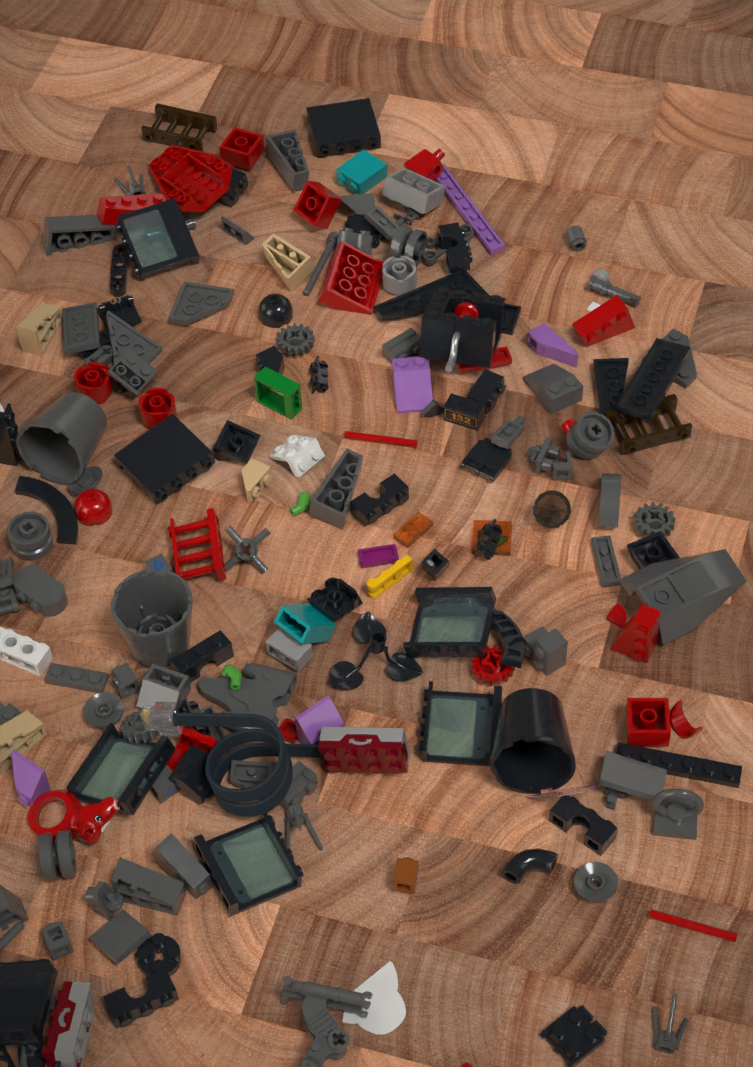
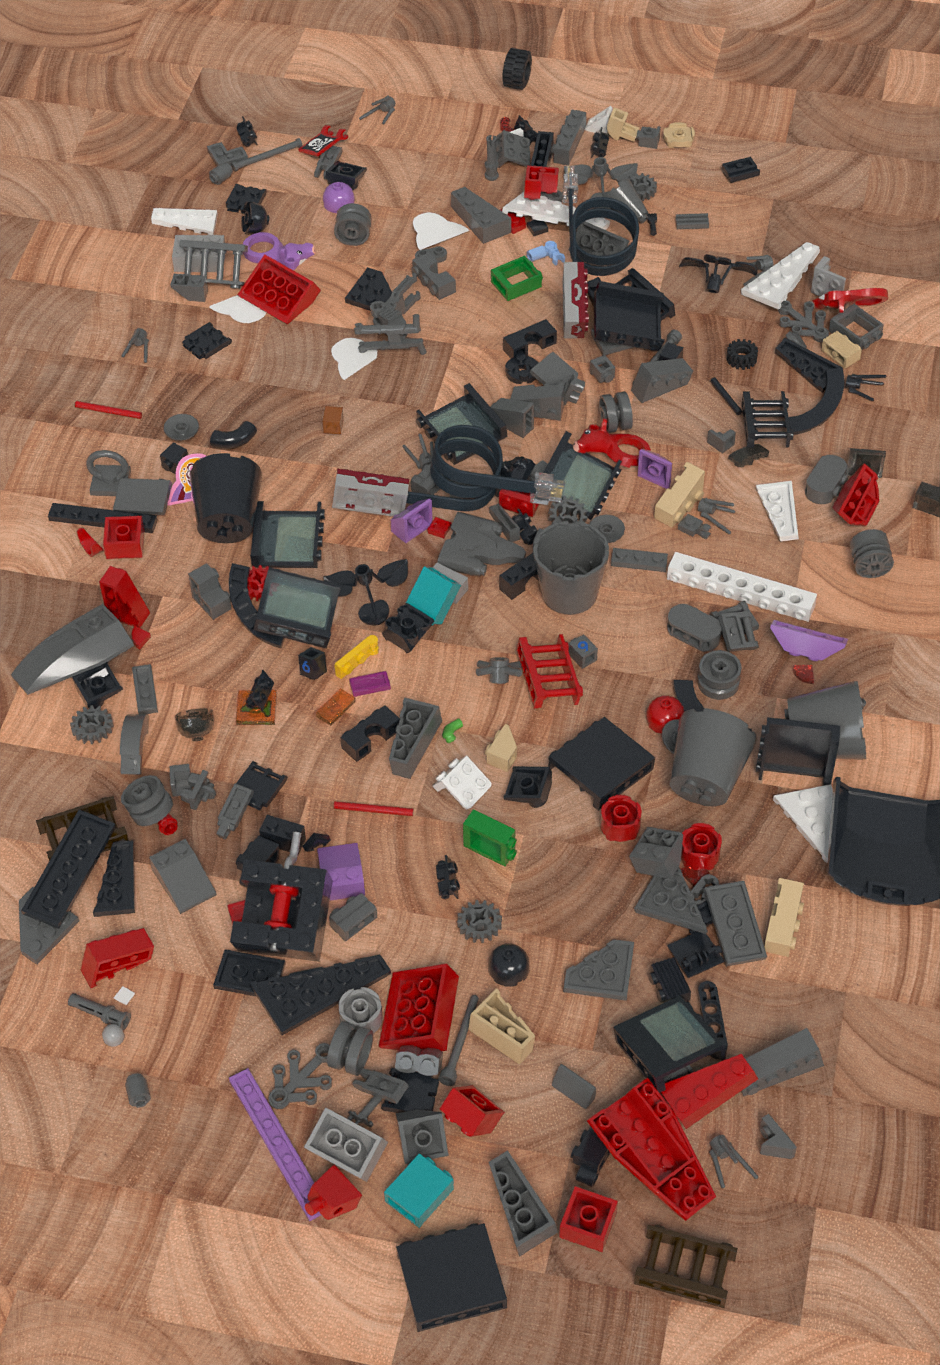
camera: 175 degrees right, 0 degrees up
(94, 189) = (779, 1143): none -> dark grey slope
(146, 290) = (669, 980): none -> black brick
(235, 675) = (493, 551): bright green arm -> none
(271, 359) = (503, 887): black slope -> none
(452, 239) = (297, 1072): black arch -> none
(550, 345) = (185, 929): medium lavender slope -> none

